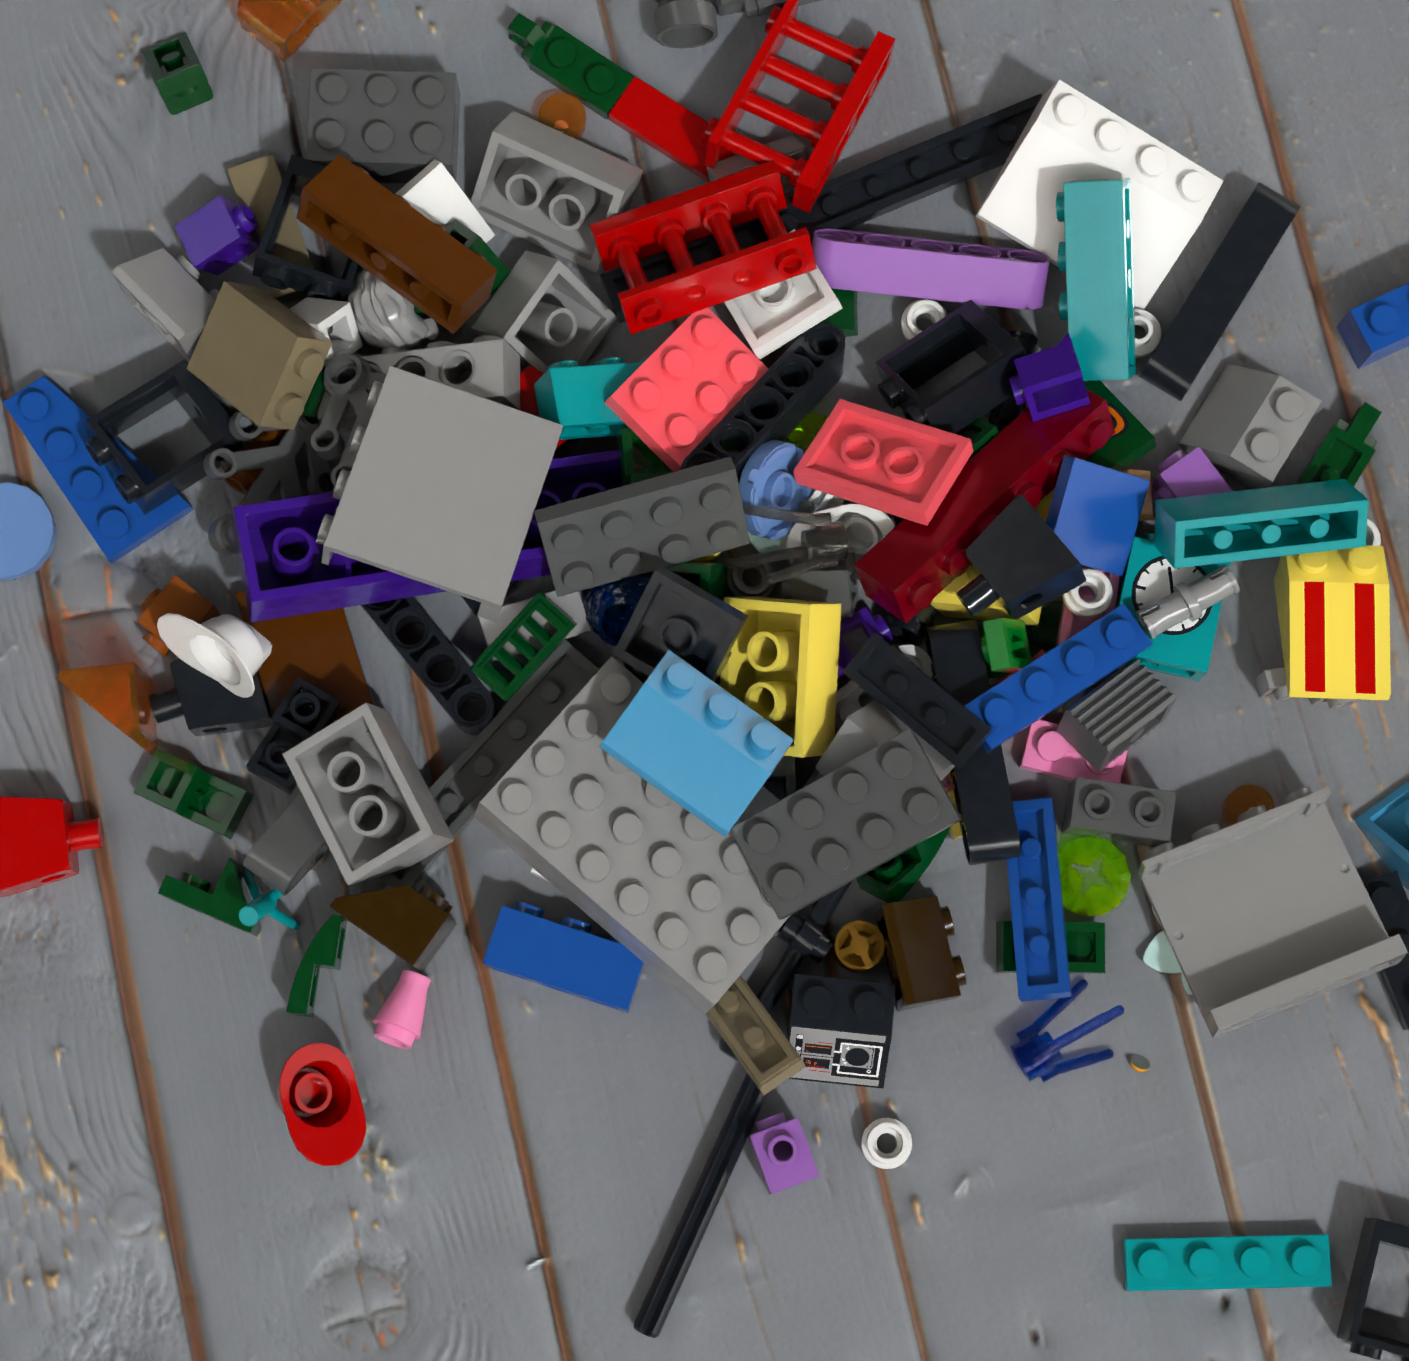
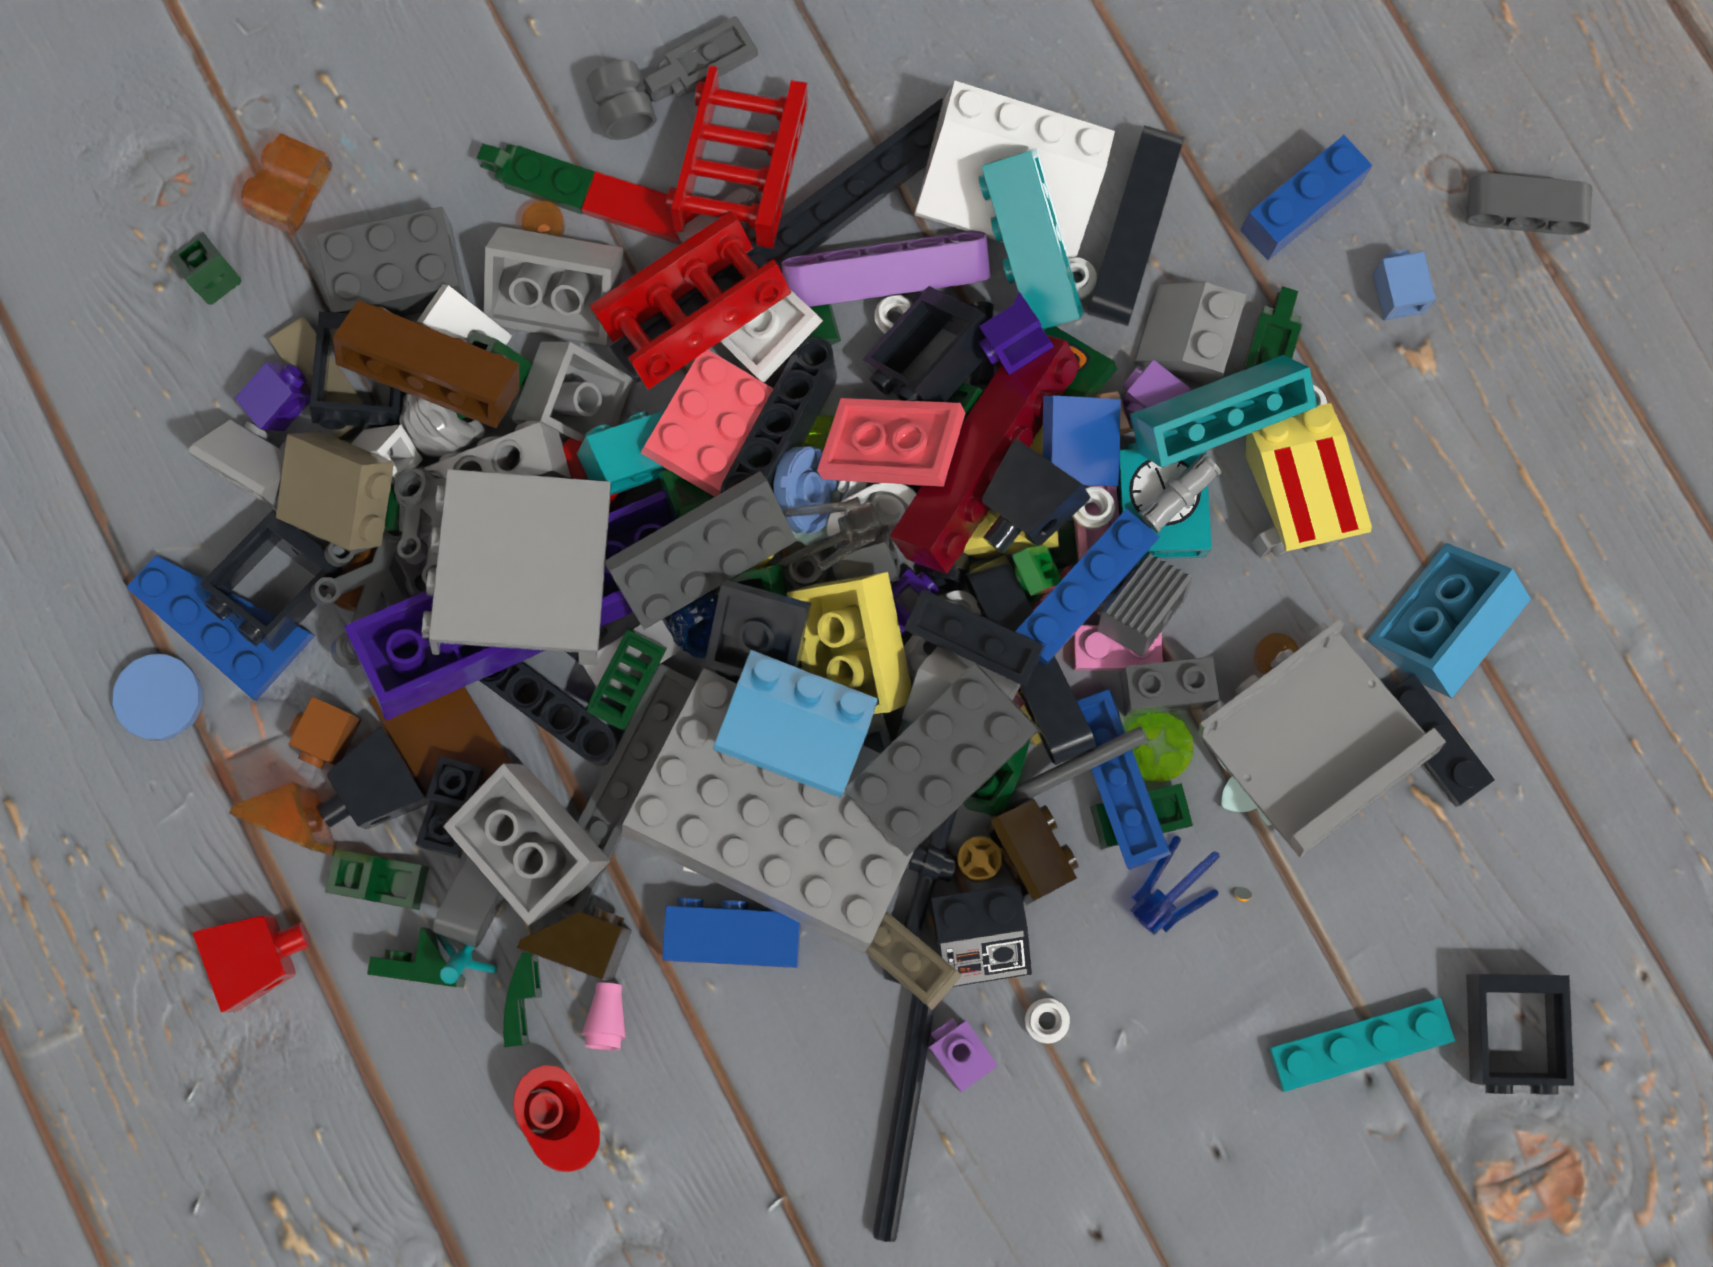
camera: 10 degrees left, 0 degrees up
(218, 648) = (365, 749): white piece -> none
(994, 872) = (1077, 765): none -> dark grey bar

